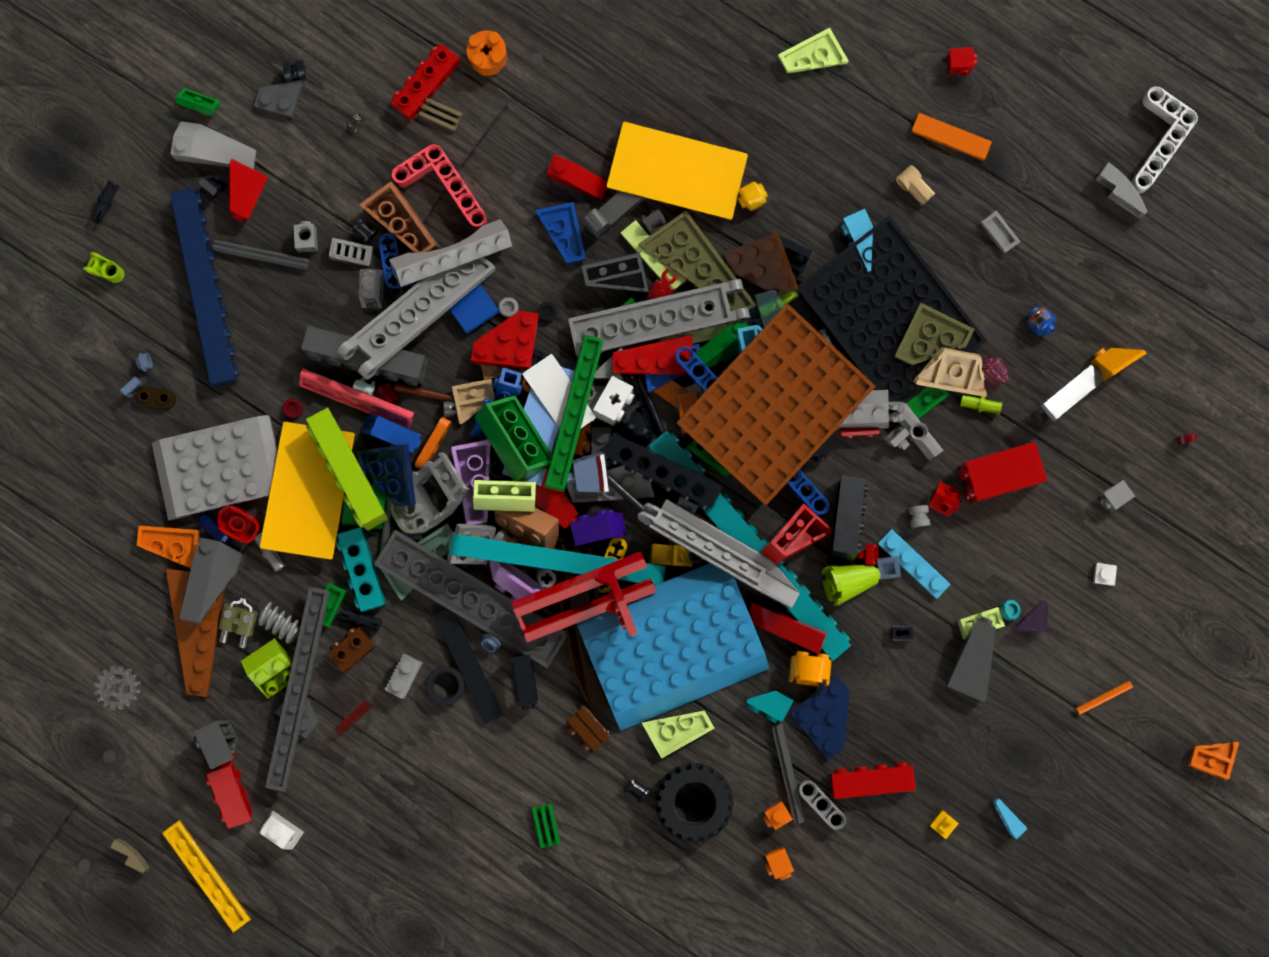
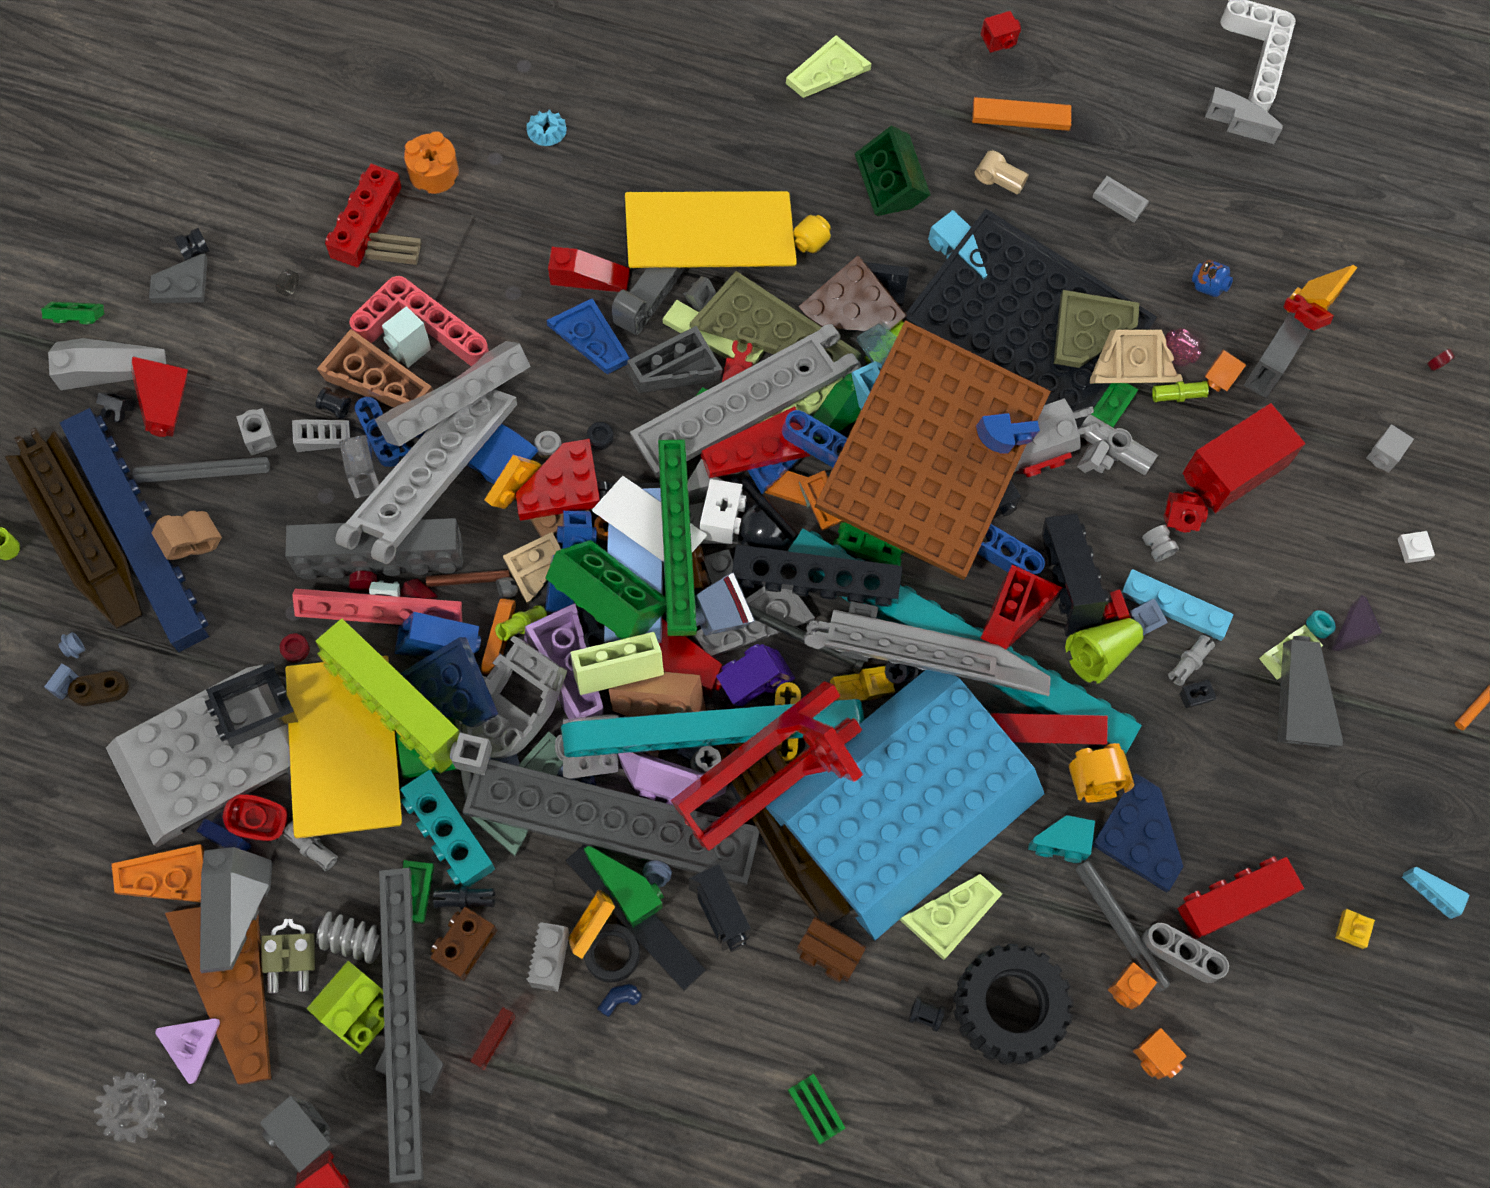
camera: 20 degrees left, 15 degrees down
(161, 659) = (189, 1045): none -> lavender piece
(164, 272) = (75, 527): none -> dark brown hinge
(233, 458) = (264, 675): none -> black window
(238, 305) = (186, 534): none -> medium nougat brick
(350, 374) = (361, 580): none -> dark red tile
(388, 529) = (471, 753): none -> light grey brick
(428, 197) = (406, 337): none -> light aqua brick
(436, 664) = (590, 923): none -> light orange tile
(442, 714) = (617, 995): none -> dark blue arm
(450, 440) = (517, 623): none -> lime pin
(468, 649) = (629, 889): none -> green slope
(474, 332) = (511, 480): none -> light orange wing
(586, 51) = (553, 134): none -> medium azure gear
(824, 411) = (1000, 435): none -> blue brick
(831, 161) = (892, 172): none -> dark green slope
(907, 607) = (1191, 660): none -> light grey pin
(1018, 399) = (1224, 371): none -> orange brick
(1096, 378) = (1310, 314): none -> red plate

